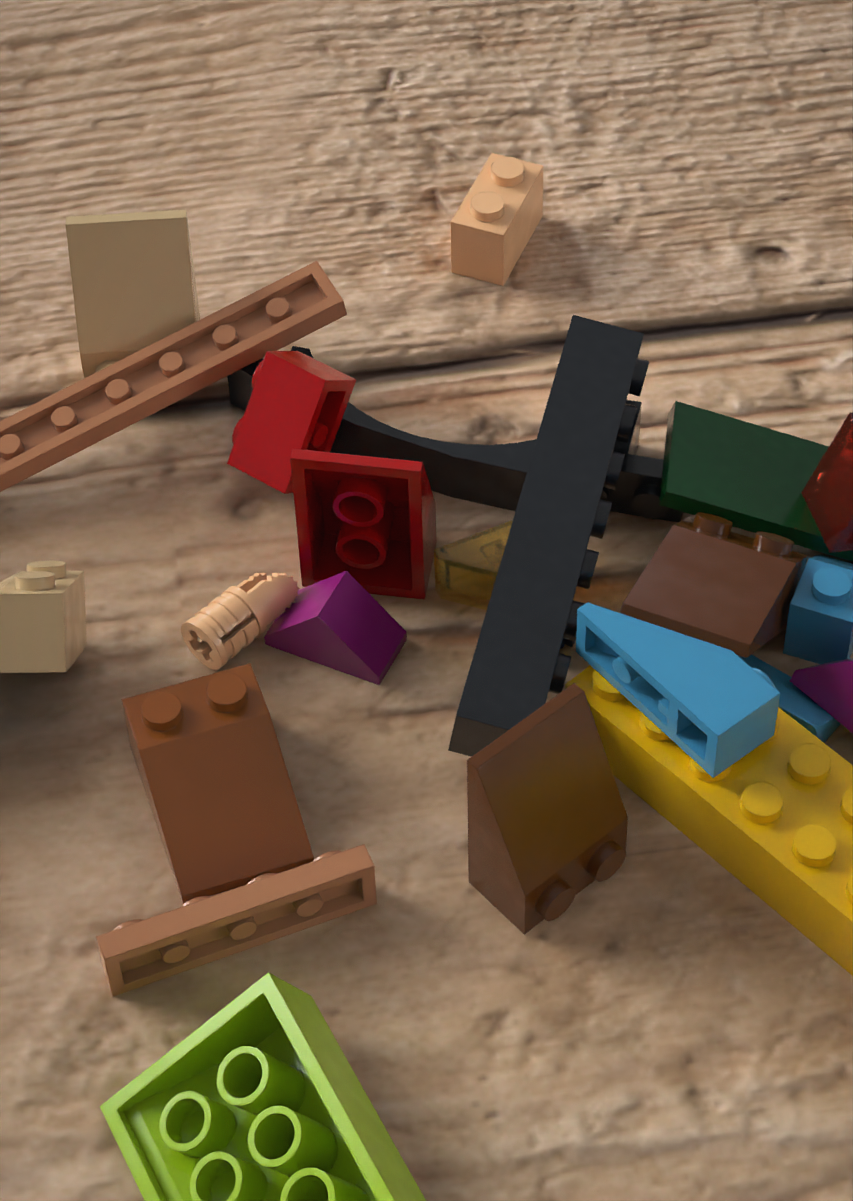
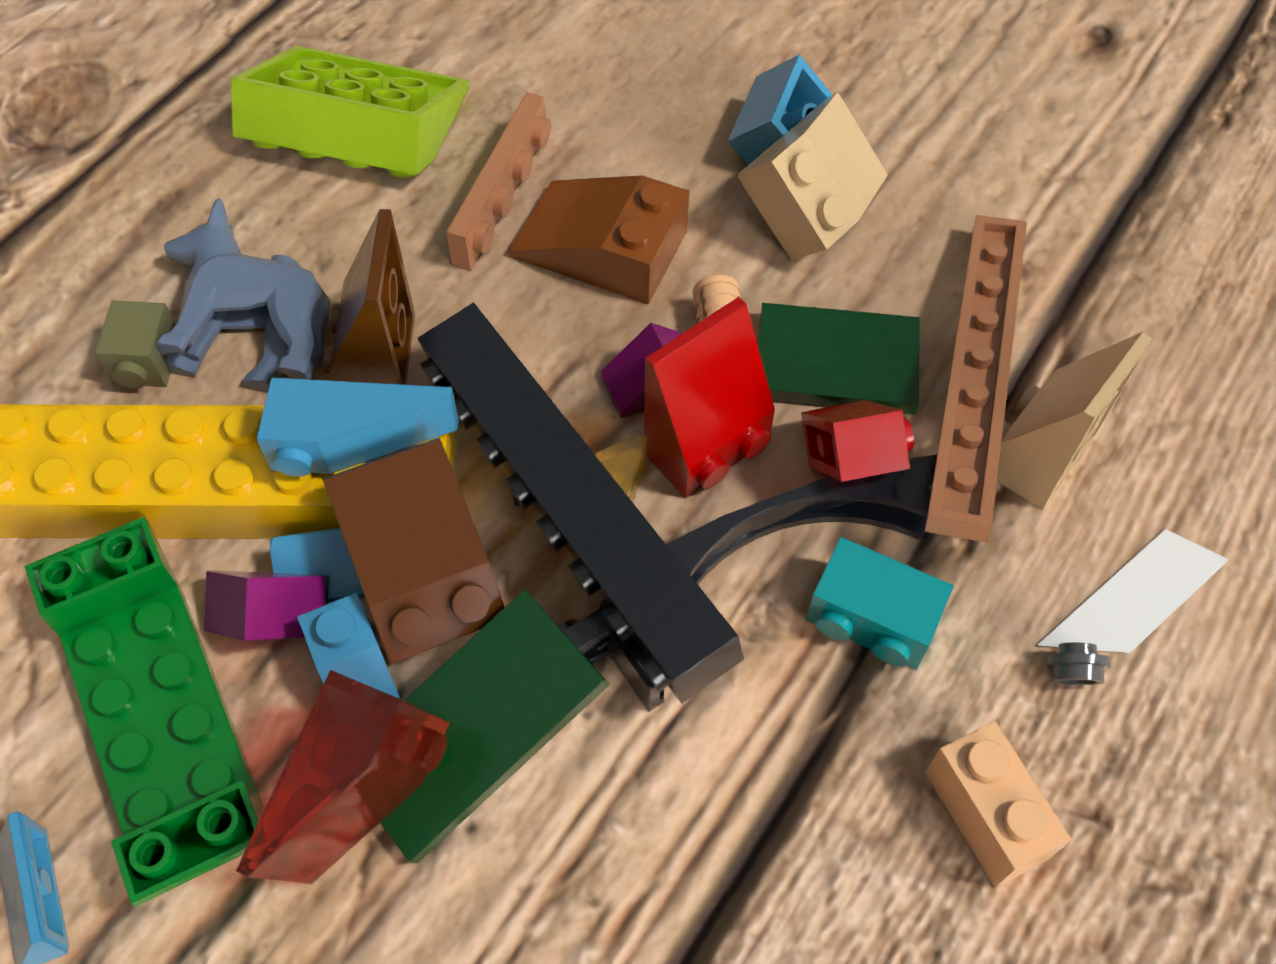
camera: 130 degrees right, 10 degrees up
(183, 529) = (840, 356): none -> dark green tile
(245, 255) = (1139, 595): none -> white sticker
(337, 238) = (1078, 664): none -> dark grey plate
(412, 355) = (878, 604): none -> teal brick
(619, 1010) = (244, 293): none -> sand blue animal
(776, 1040) = (129, 344): none -> olive brick

